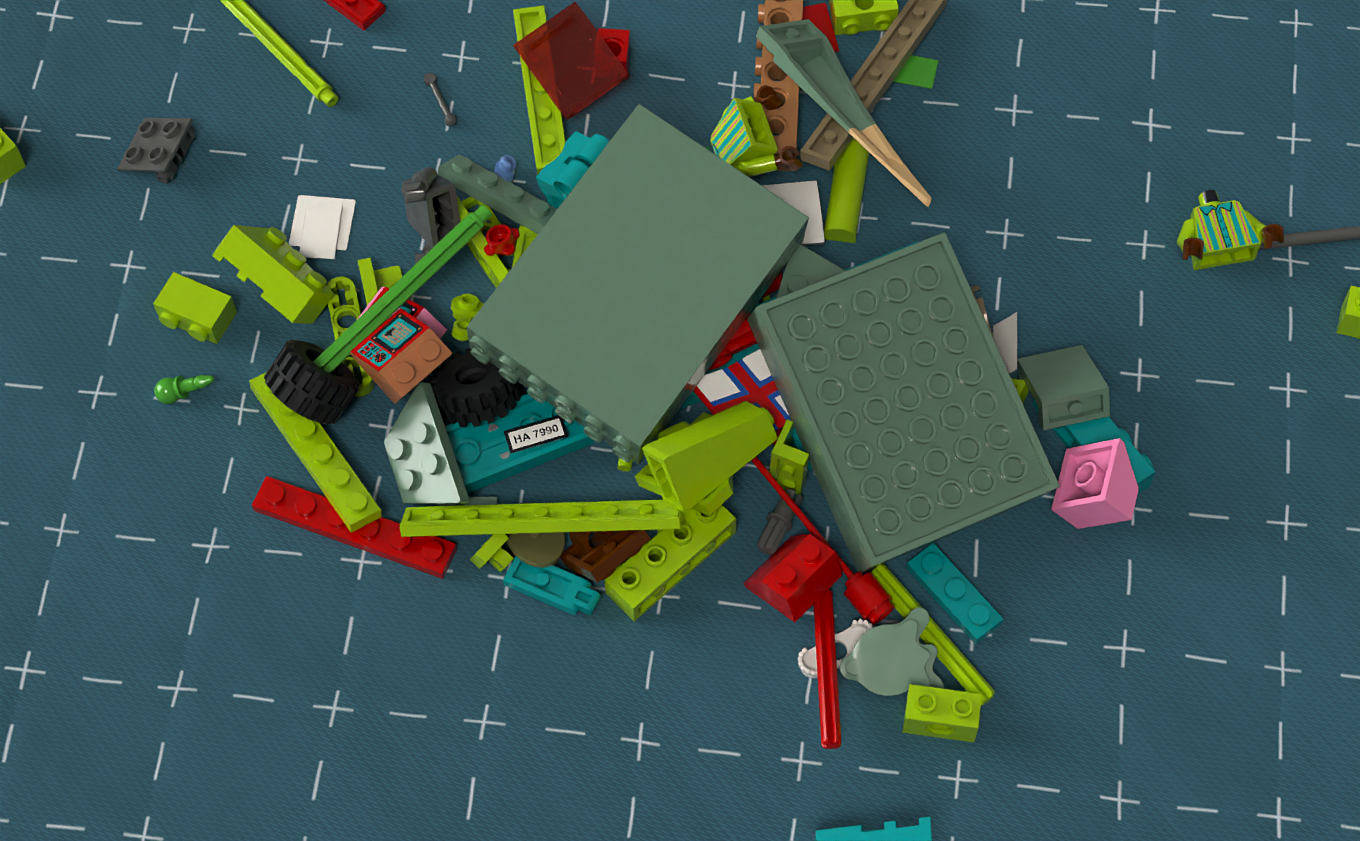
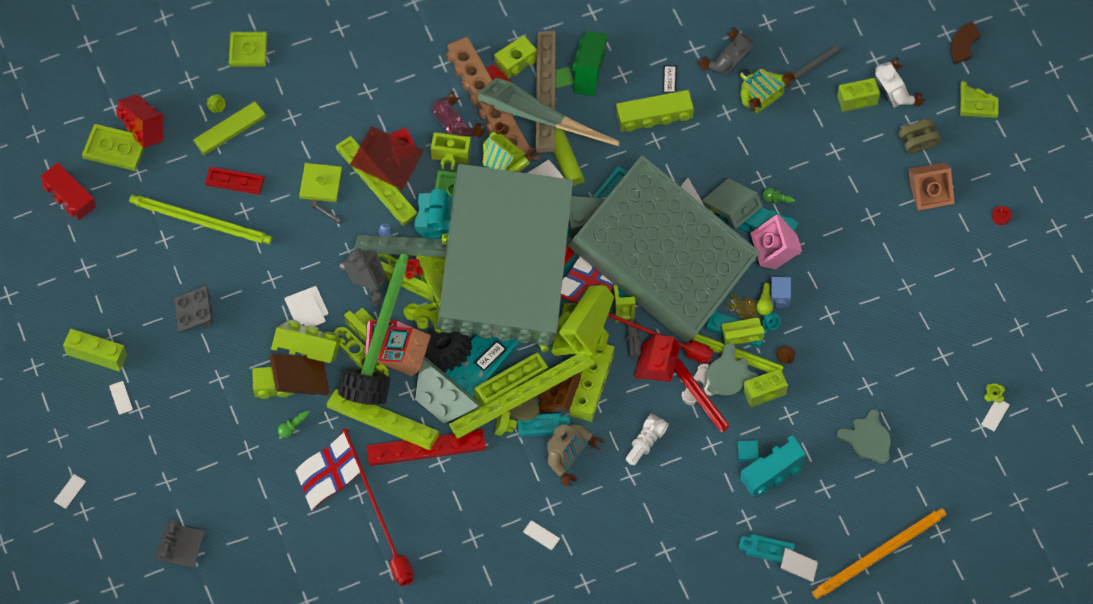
camera: 30 degrees left, 0 degrees up
(185, 490) = (332, 471): none -> flag
(232, 316) = (299, 374): none -> reddish brown tile
(440, 761) = (541, 535): none -> white sticker
(460, 53) = (320, 182): none -> lime plate
(543, 485) = (510, 379): none -> lime brick
(560, 639) = (566, 447): none -> dark tan torso
(677, 93) = (450, 149): none -> lime brick
(704, 52) = (451, 120): none -> clear pink torso
(722, 681) = (652, 428): none -> white piece
(853, 802) = (747, 451): none -> teal tile
(958, 601) = (743, 331): none -> lime panel
(968, 64) = (589, 62): none -> green wedge
(993, 568) = (746, 308): none -> clear yellow plate
(1010, 675) = (786, 354): none -> reddish brown plate
(1018, 616) = (773, 324): none -> teal plate
(1022, 576) = (765, 304): none -> lime piece
(1028, 186) = (654, 111): none -> lime brick
(1061, 569) = (780, 291): none -> medium blue brick
(1084, 151) = (669, 78): none -> sticker
(1139, 407) = (770, 195): none -> bright green bar
(1201, 158) = (731, 56): none -> dark grey torso

